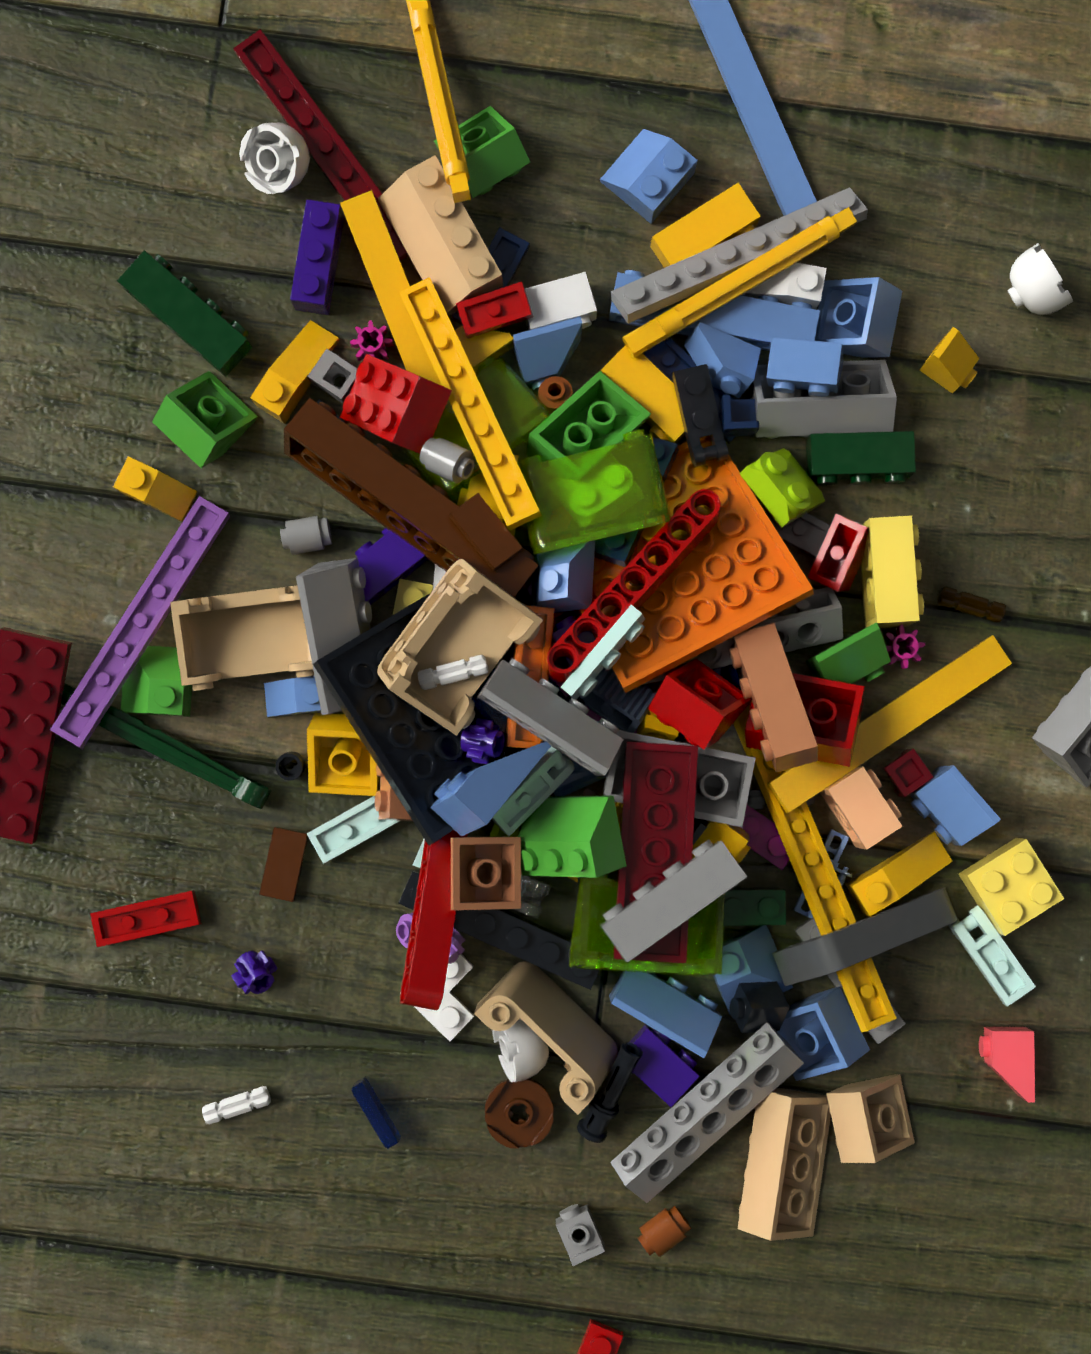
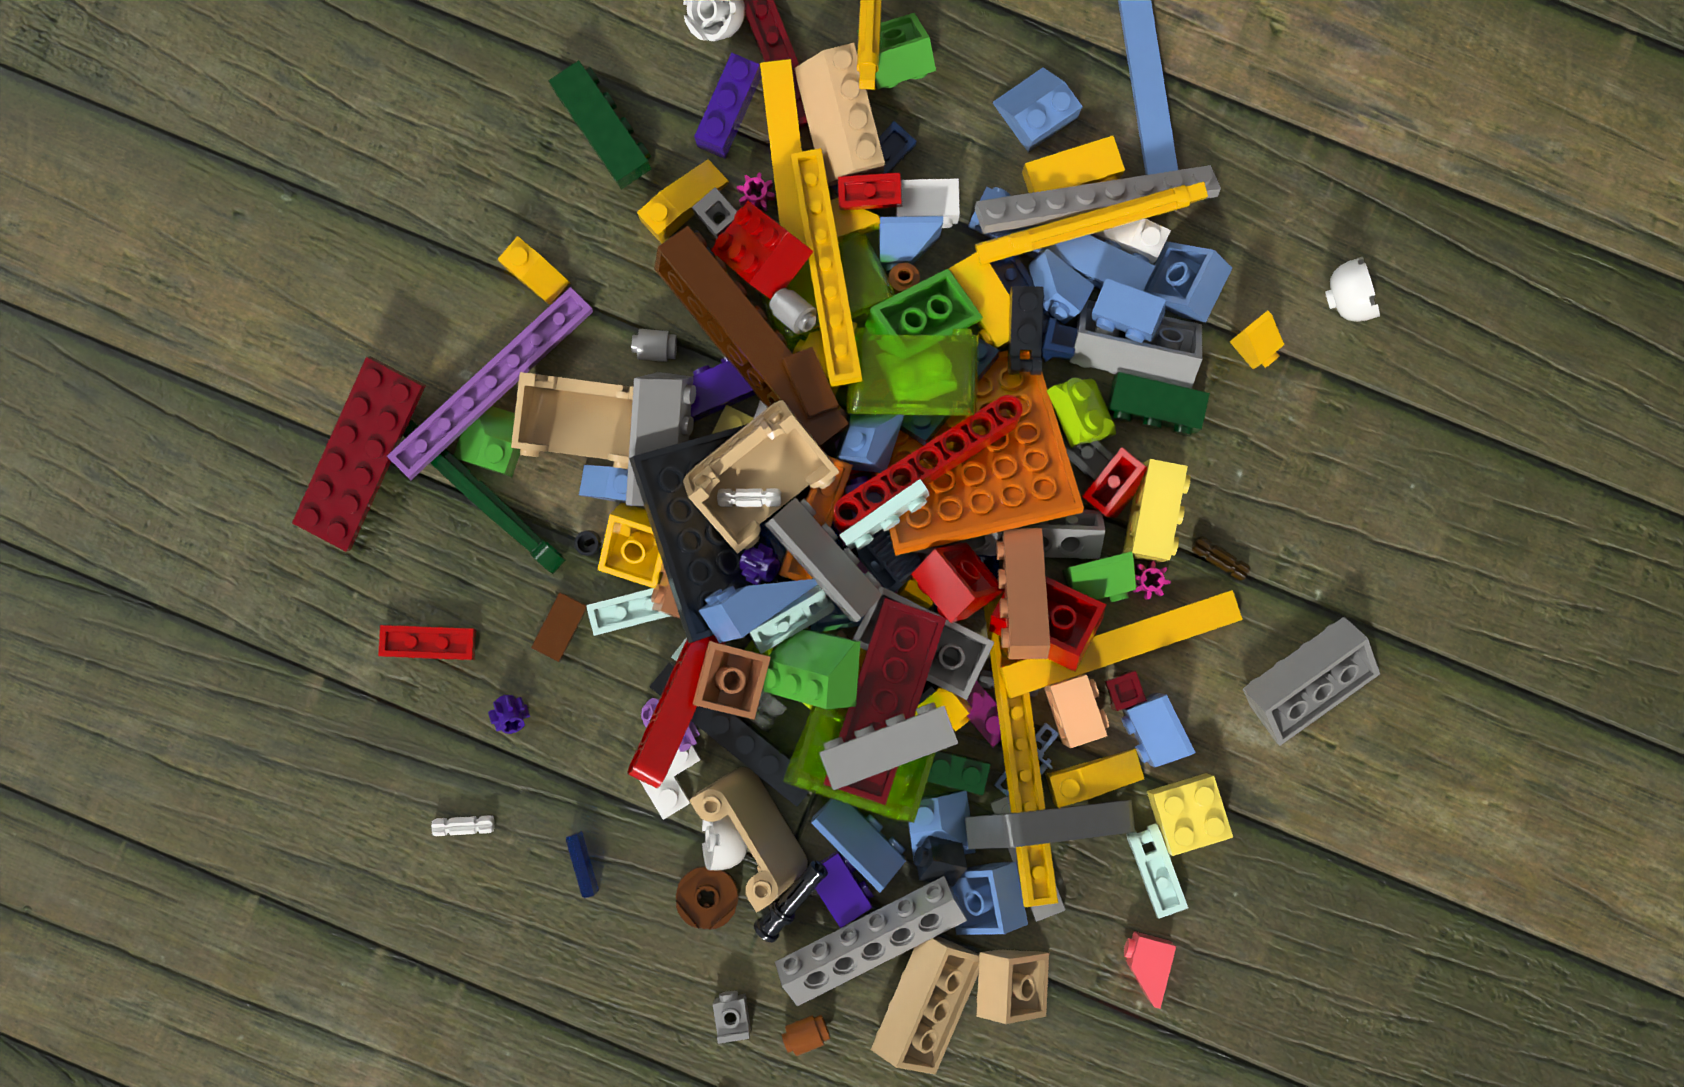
camera: 15 degrees right, 0 degrees up
(203, 418) = (592, 220): bright green slope -> none

